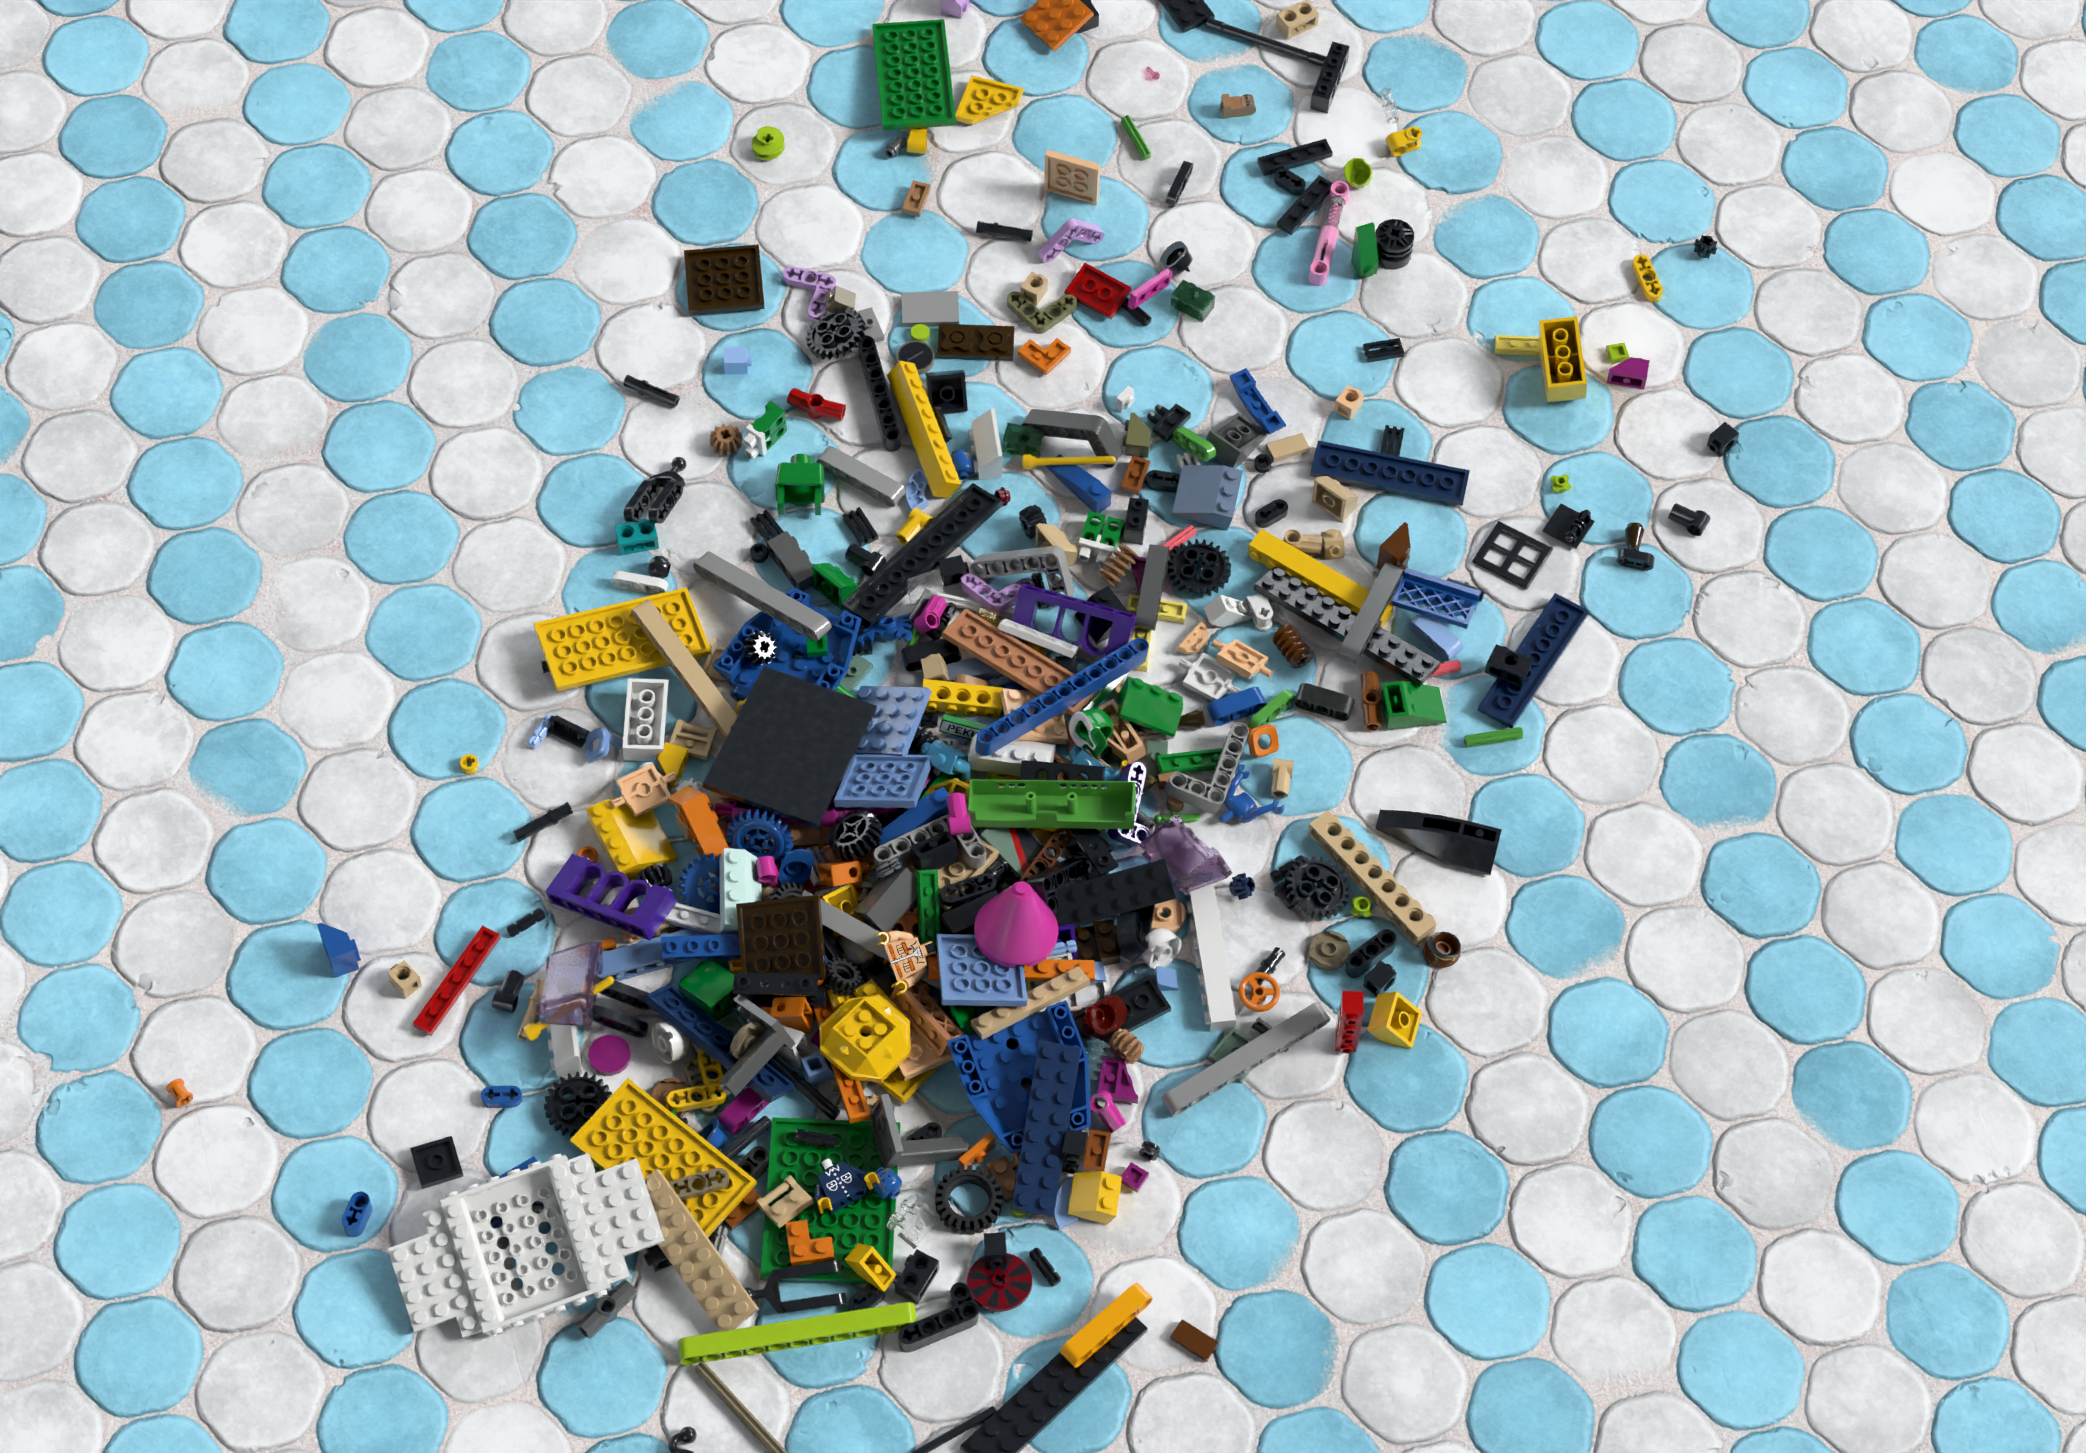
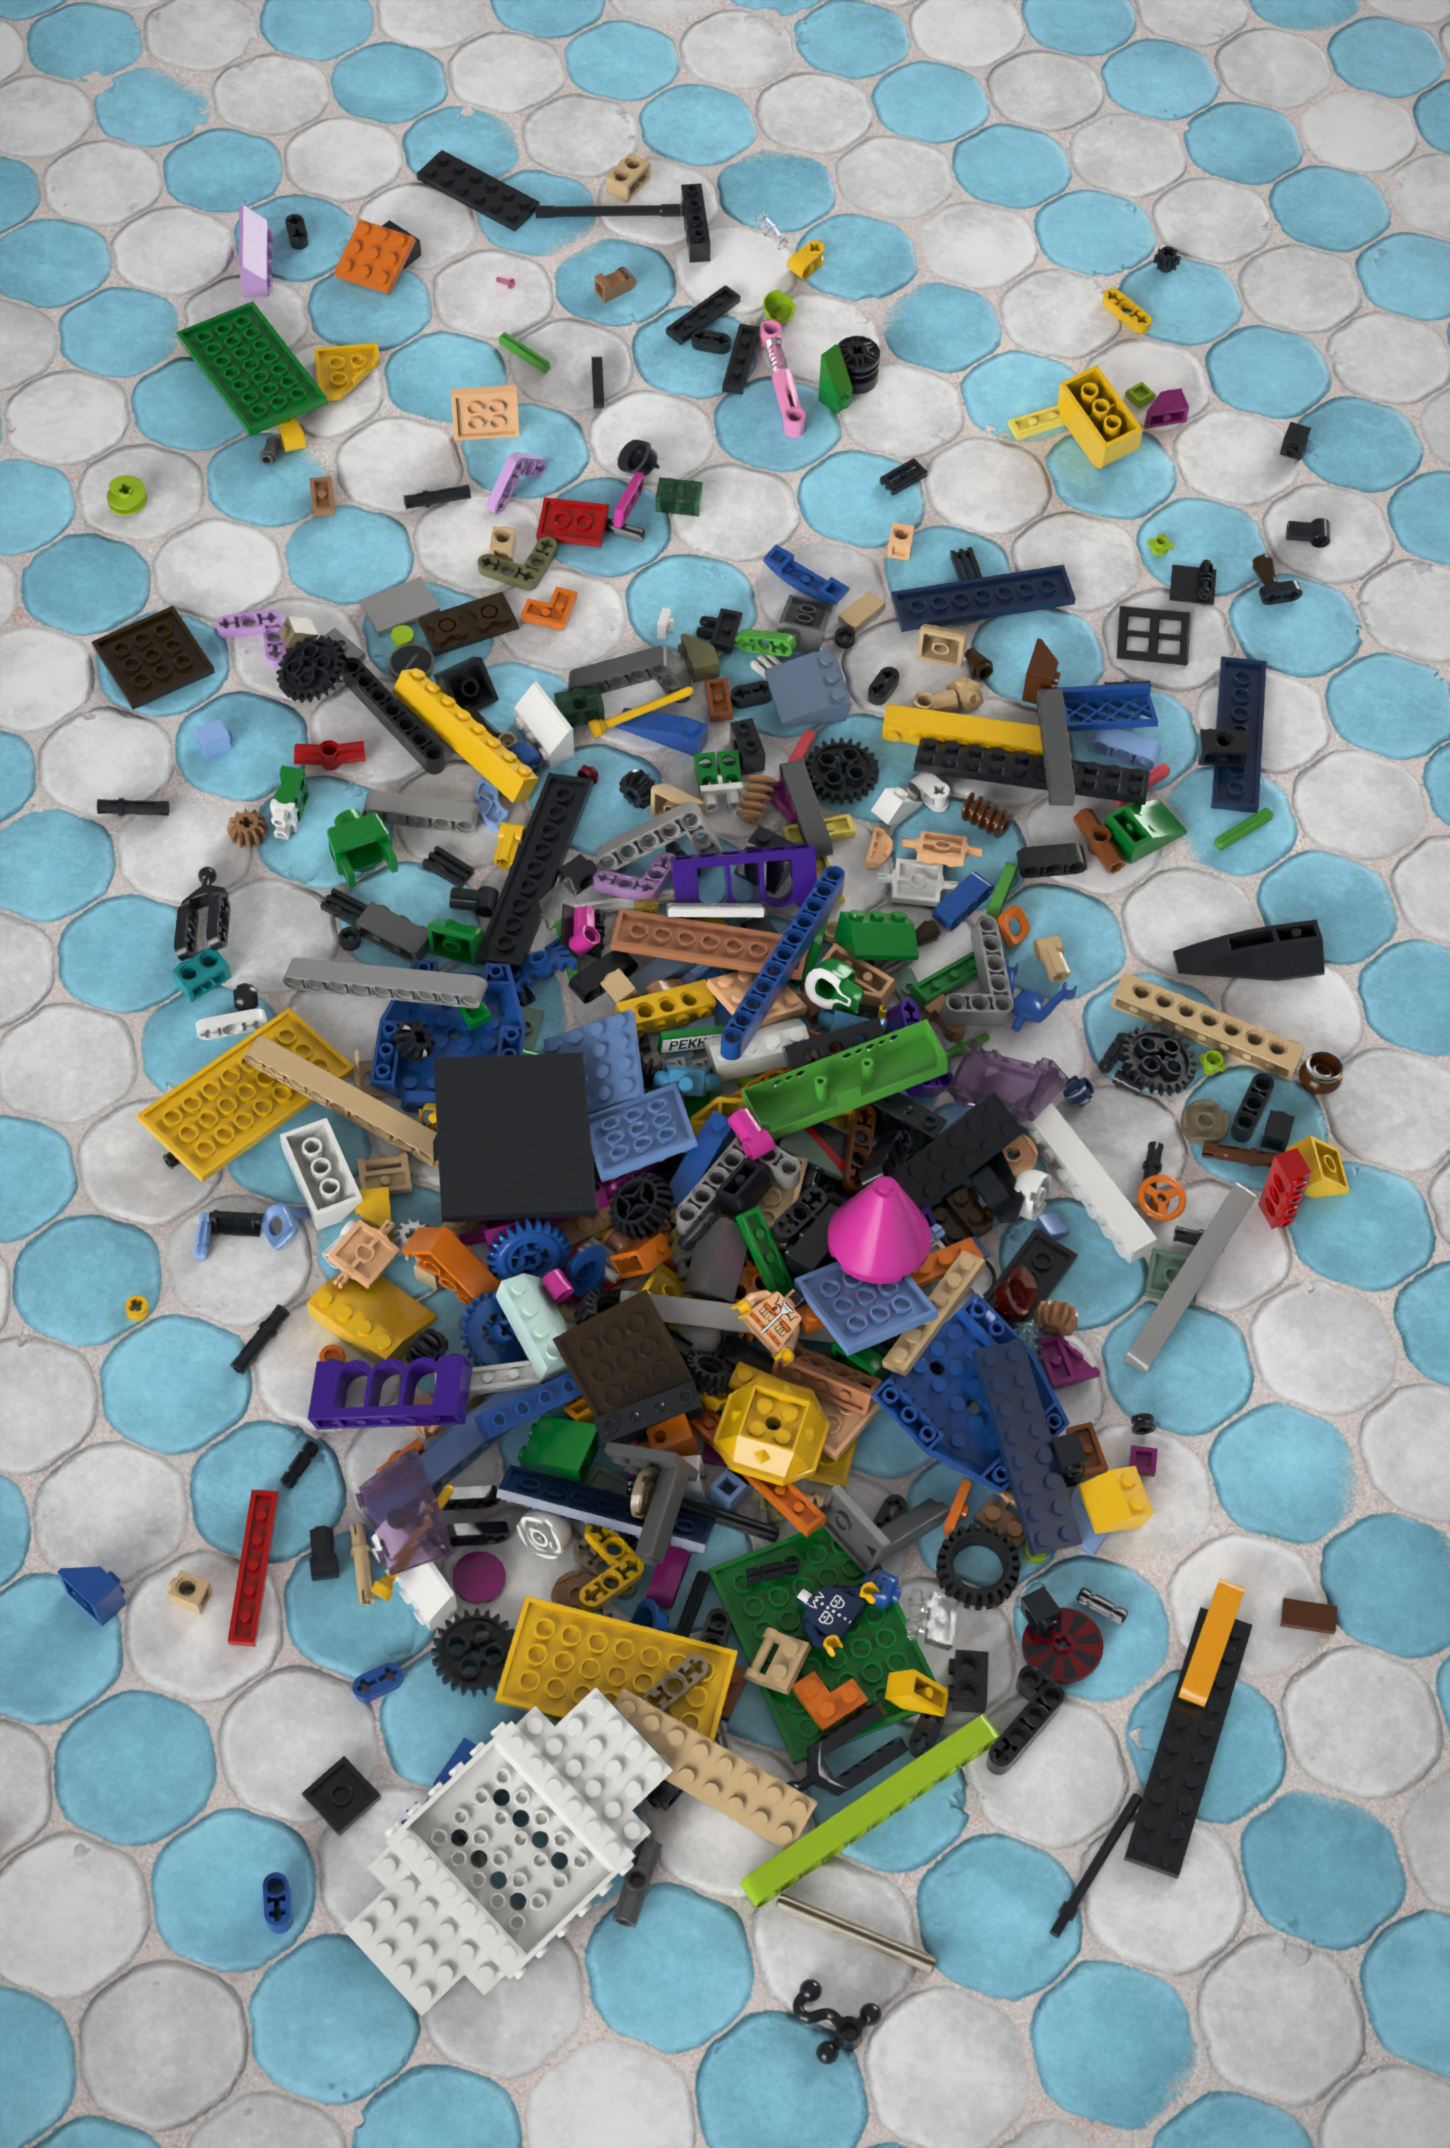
camera: 25 degrees left, 0 degrees up
(955, 443) = (507, 738): none -> tan plate
(1109, 1113) = (1077, 1399): dark pink piece -> none
(1336, 982) = (1235, 1154): none -> reddish brown pin
(1356, 526) = (979, 664): none -> dark brown cone

